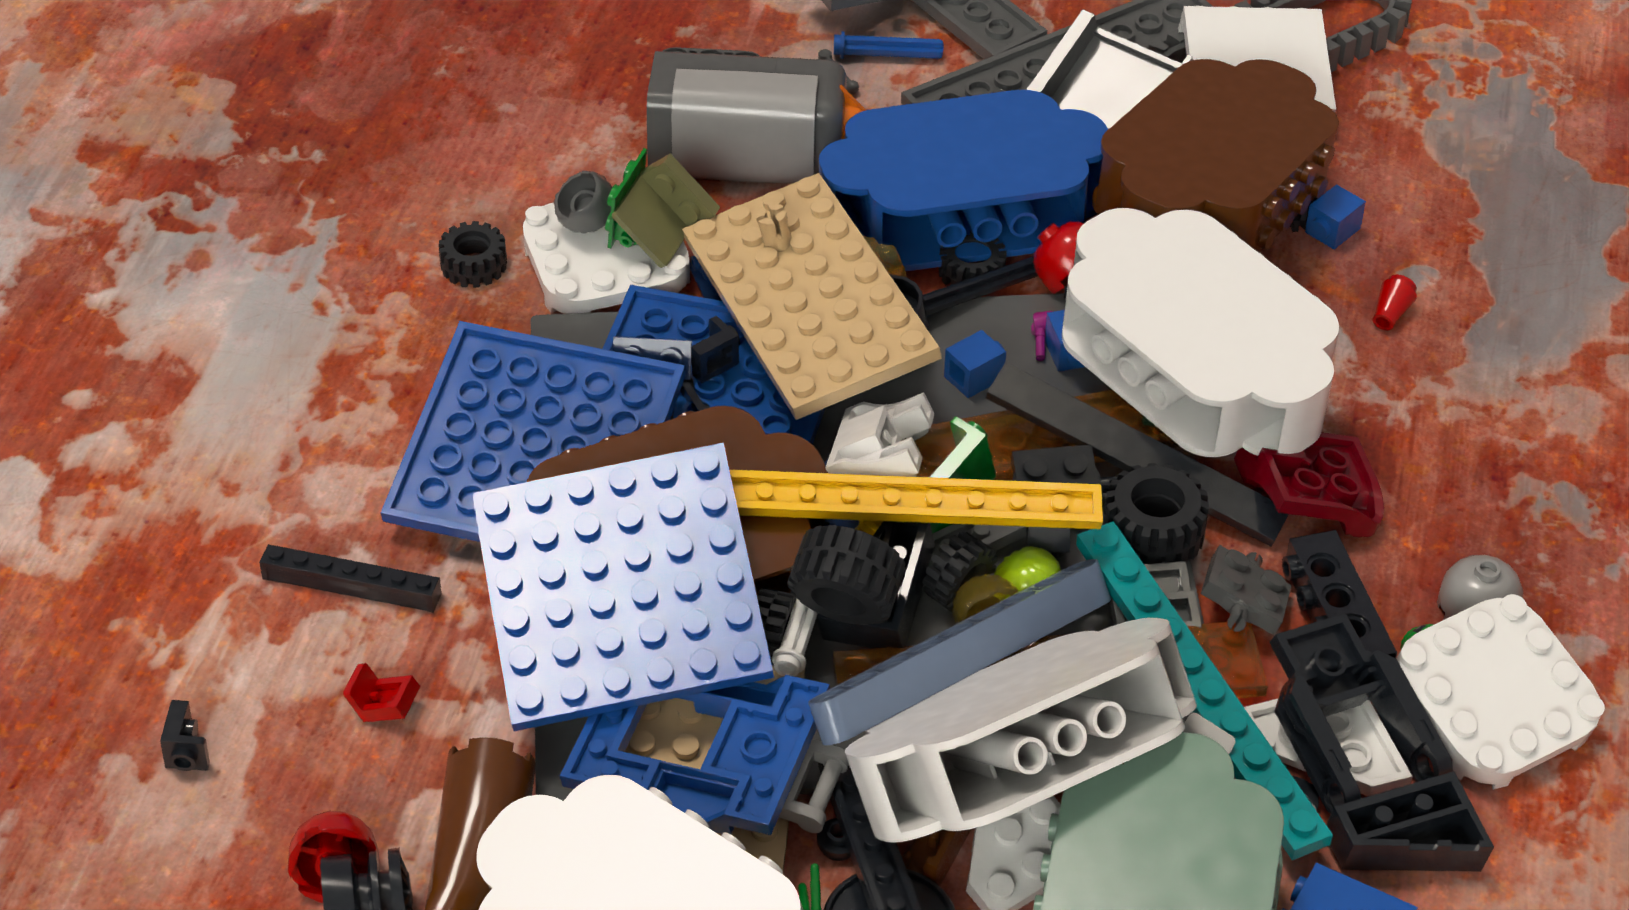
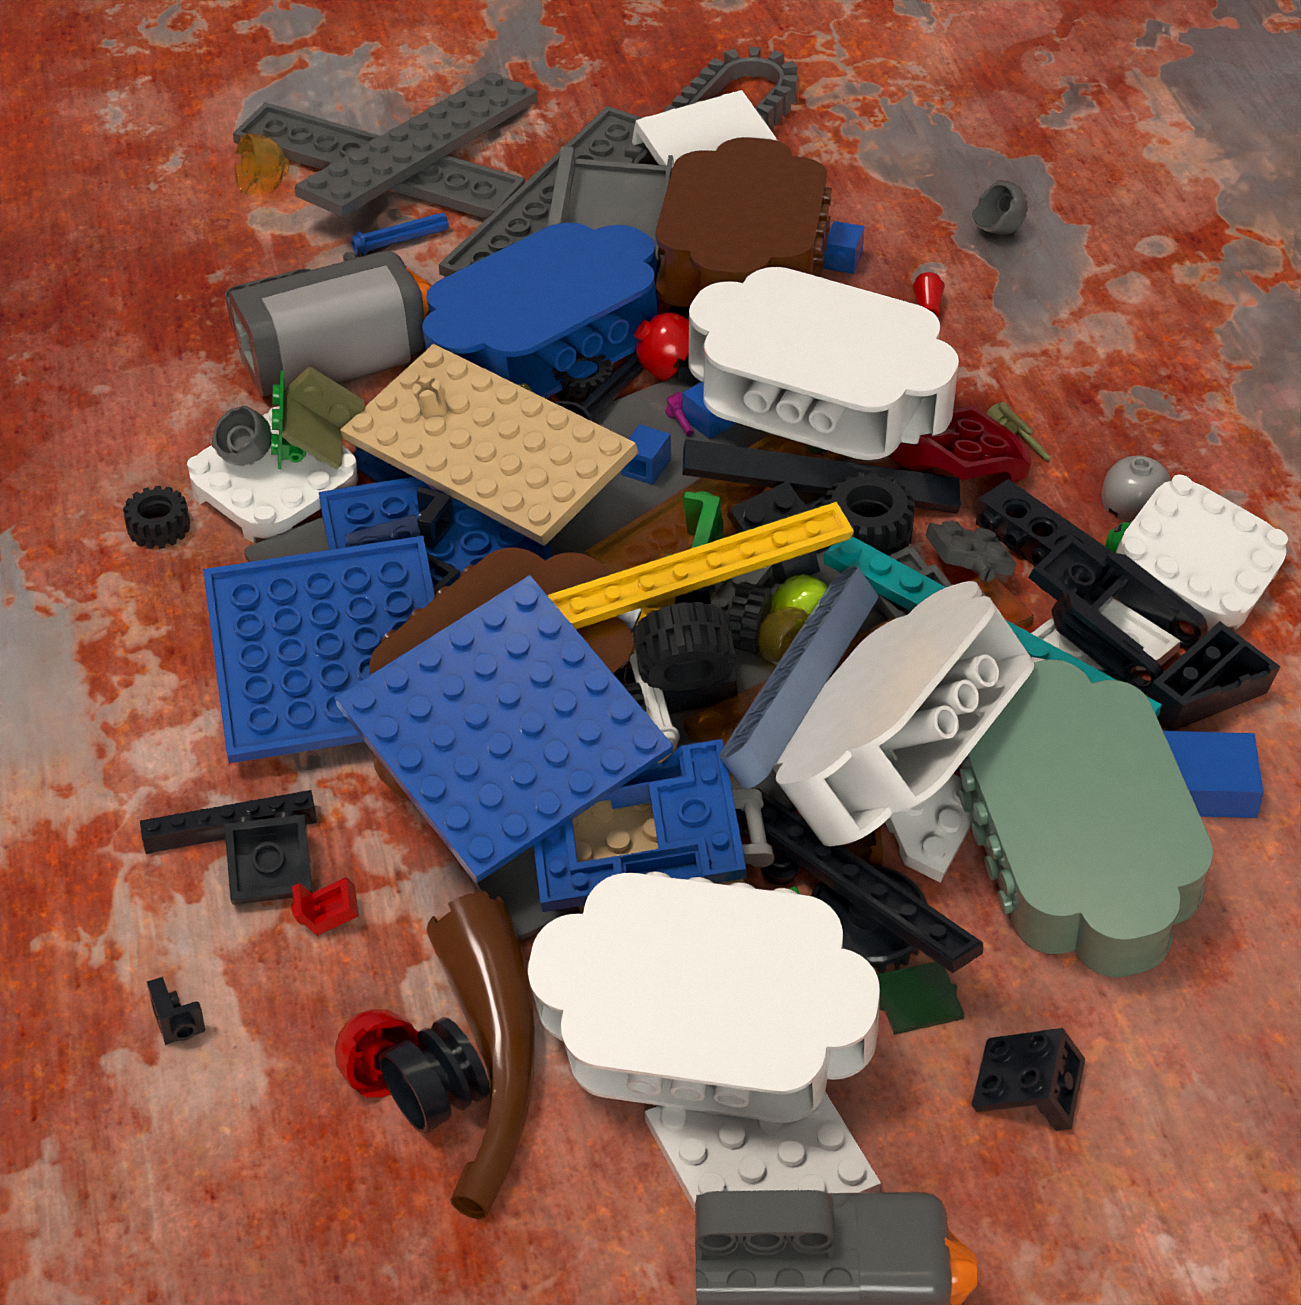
camera: 25 degrees left, 0 degrees up
(359, 626) = (267, 857): none -> black plate
(872, 438) = (615, 538): white bracket -> none
(1385, 465) = (1005, 416): none -> olive plant
(1535, 233) = (1001, 208): none -> dark grey hair

